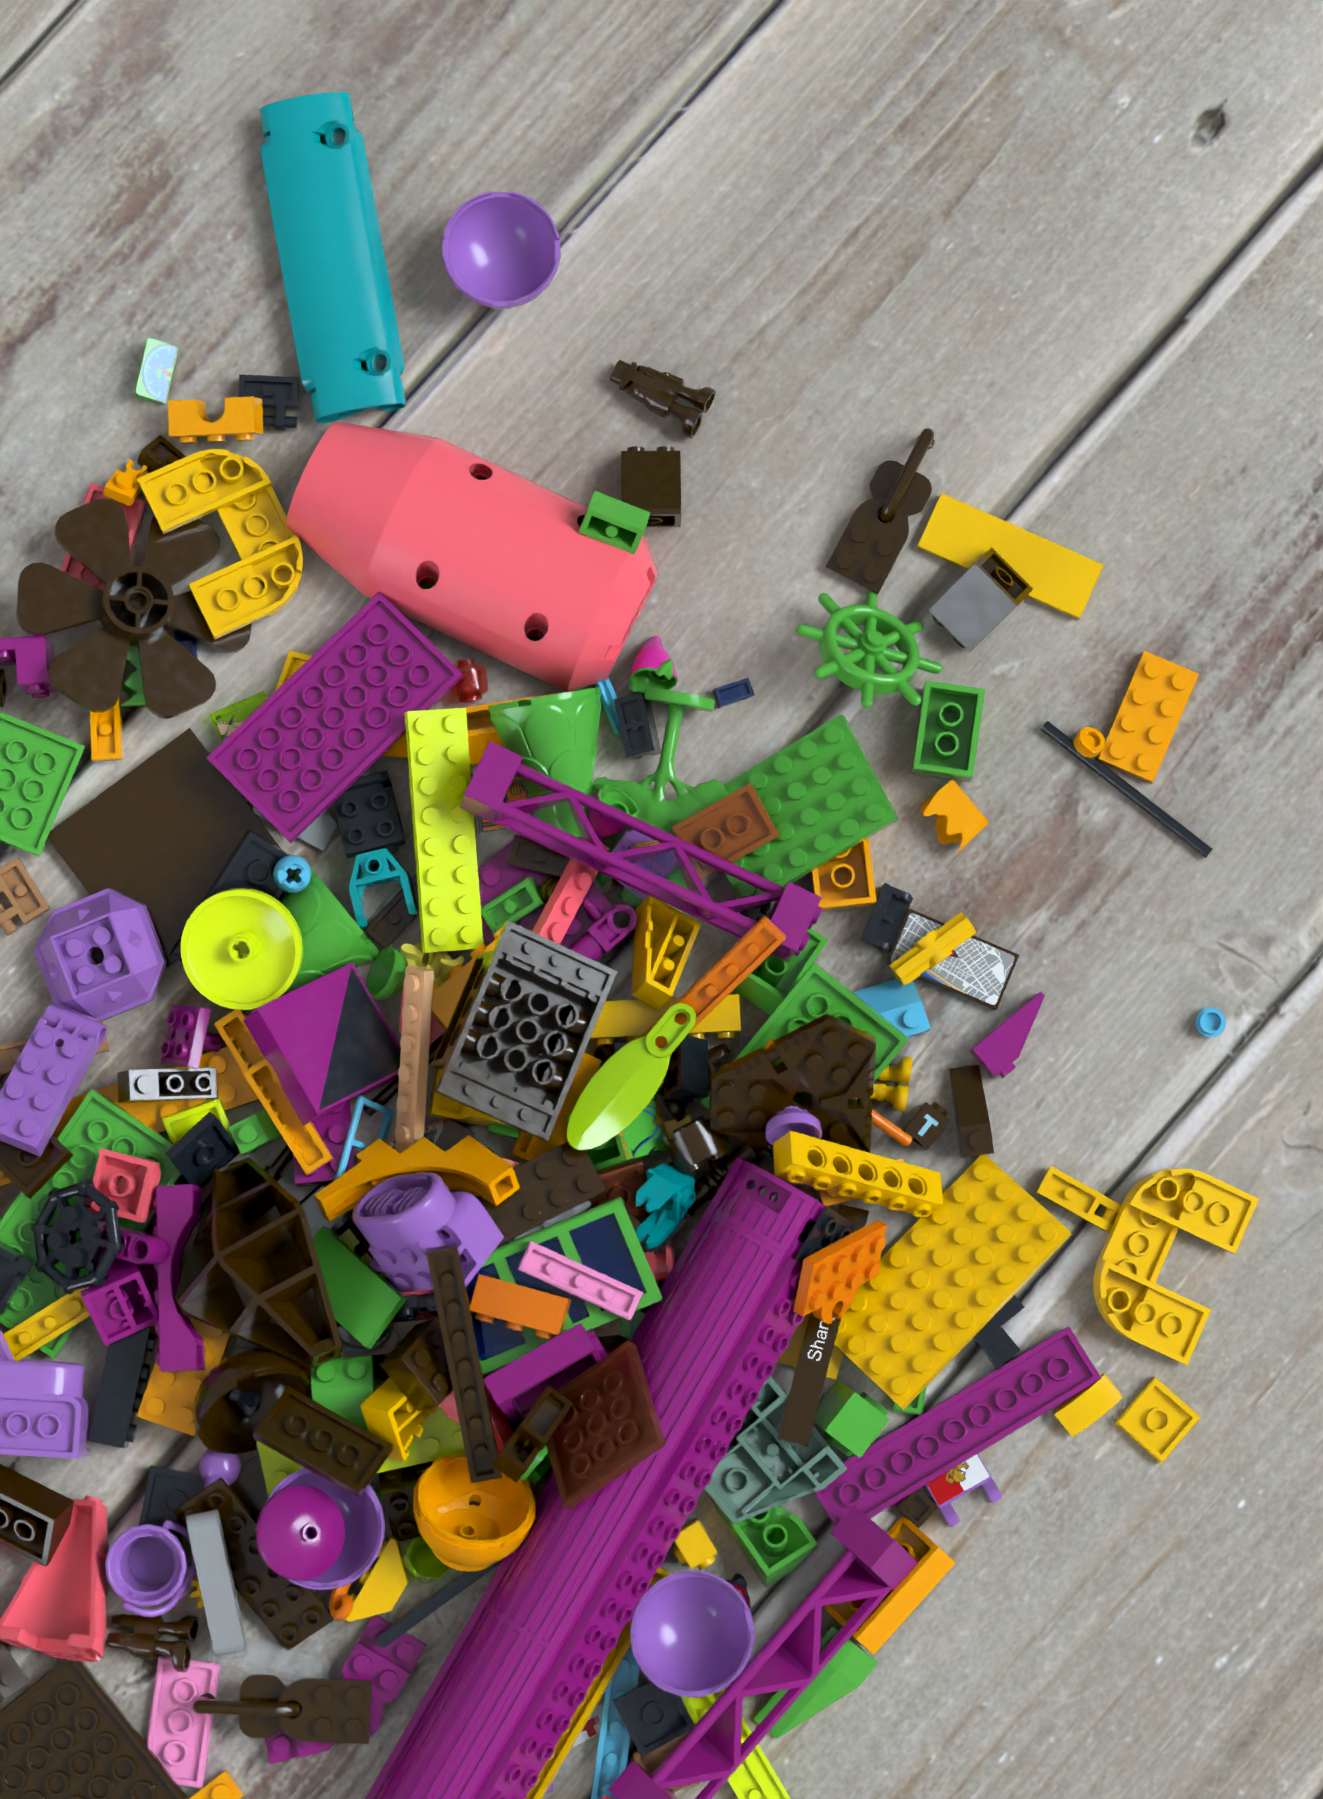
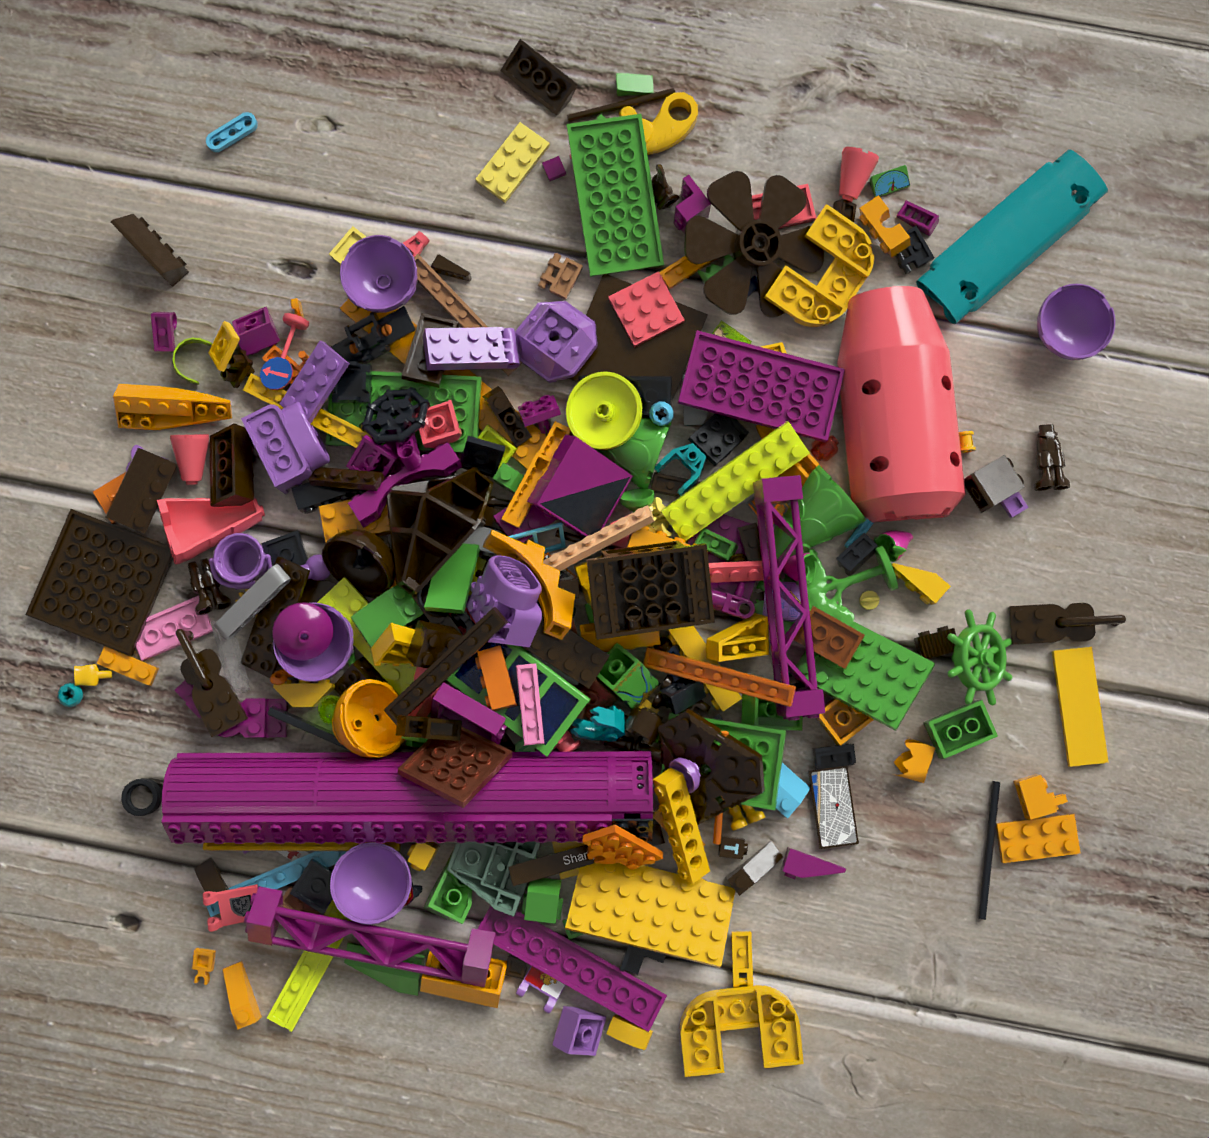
camera: 65 degrees right, 0 degrees up
(116, 411) = (855, 171): none -> coral cone
(123, 1354) = (346, 478): none -> dark brown plate
(124, 485) = (817, 200): light orange plate -> none
(132, 807) = (646, 309): none -> coral plate
(224, 354) = (934, 218): none -> magenta slope
(322, 1442) = (359, 614): dark brown plate -> none
(573, 488) = (966, 441): none -> yellow bush
(614, 522) = (964, 472): bright green brick -> none
(626, 1083) = (655, 664): lime plant -> none
(695, 477) = (1014, 504): none -> medium lavender plate
(708, 746) = (869, 600): none -> light yellow tile
(730, 658) = (925, 583): none -> yellow slope
(733, 692) = (907, 596): dark blue piece -> none
(816, 696) = (934, 644): none -> dark brown brick
(932, 949) = (833, 792): yellow piece -> none
(980, 600) = (1045, 703): slope -> none
(1048, 1471) = (579, 1031): none -> medium lavender slope
(1089, 742) = (1003, 813): light orange tile -> none
(1094, 689) = (1034, 797): none -> light orange hinge
(1157, 1419) = (644, 1077): yellow tile -> none
(1210, 1022) = (886, 976): medium azure plate -> none

